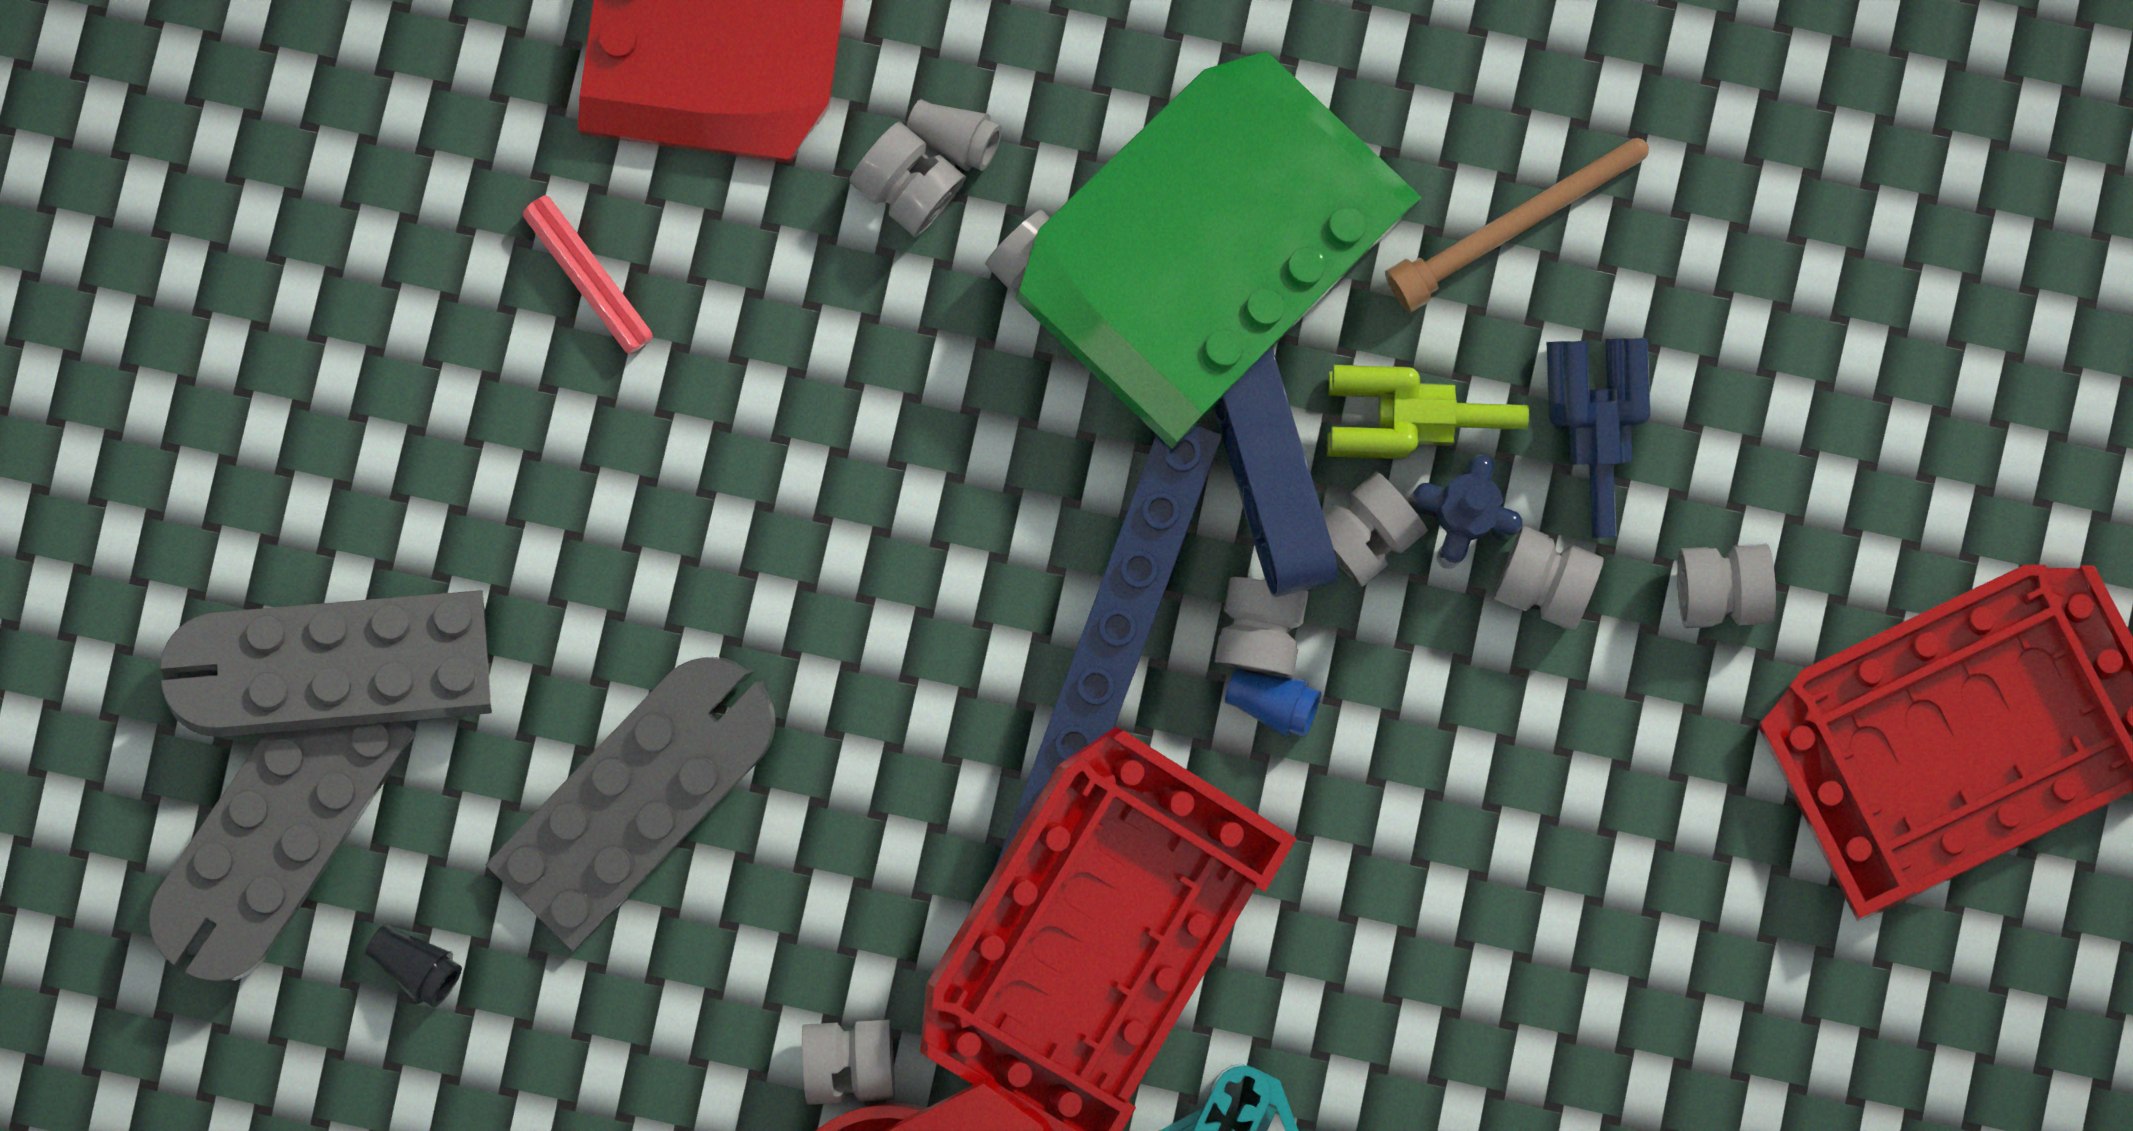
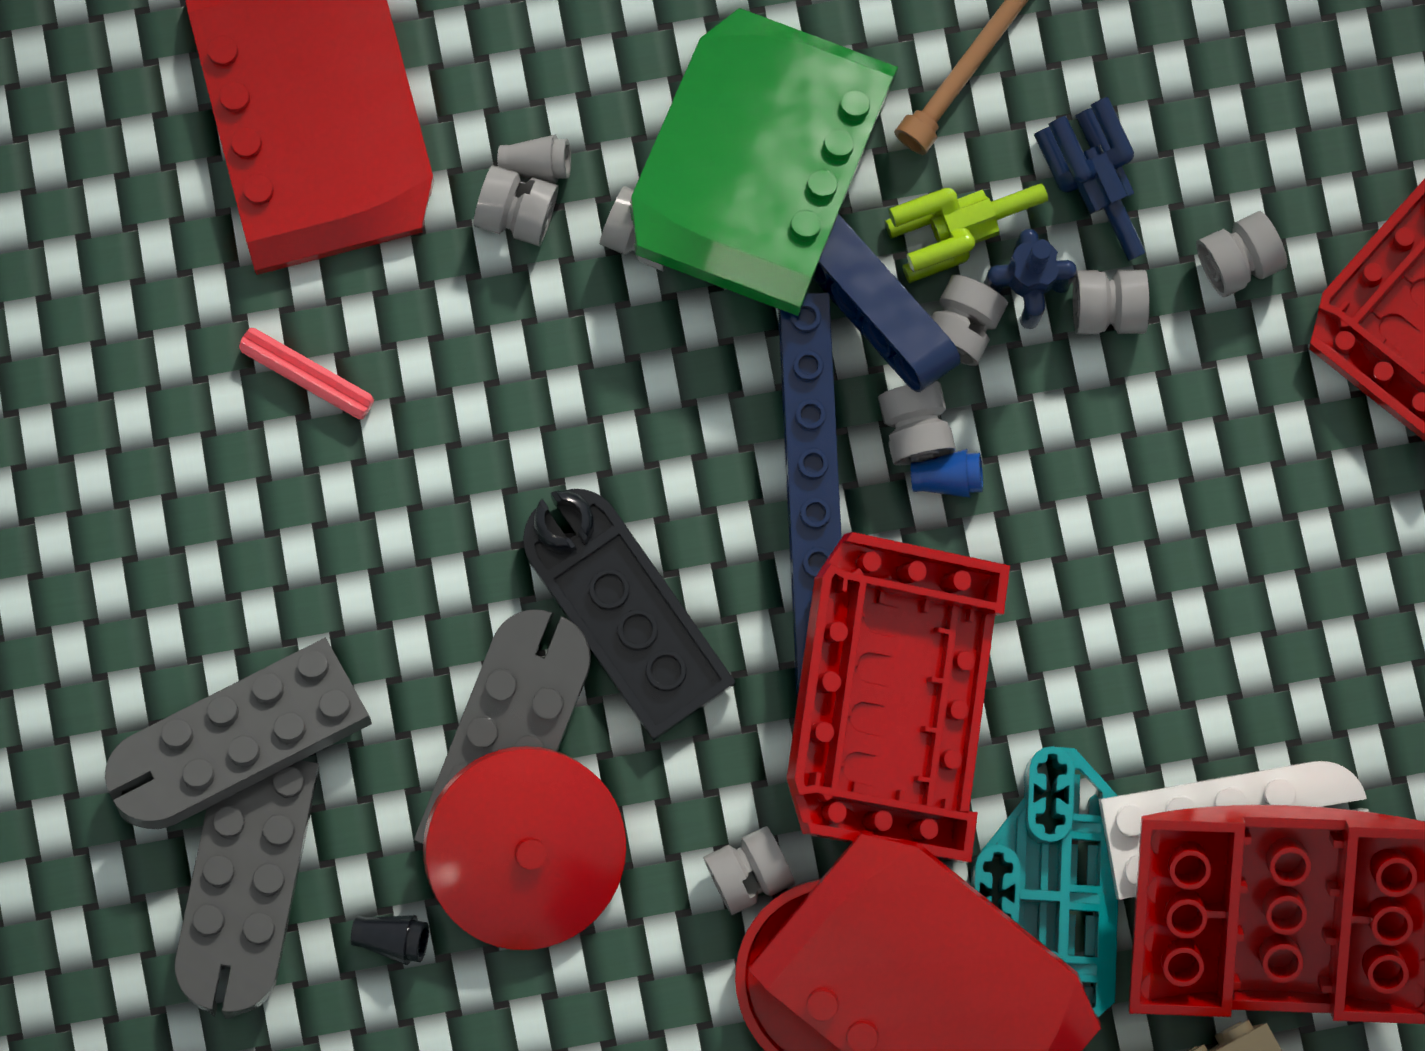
camera: 30 degrees left, 5 degrees down
(603, 929) = (524, 848): none -> red dish
(834, 702) = (624, 610): none -> black plate

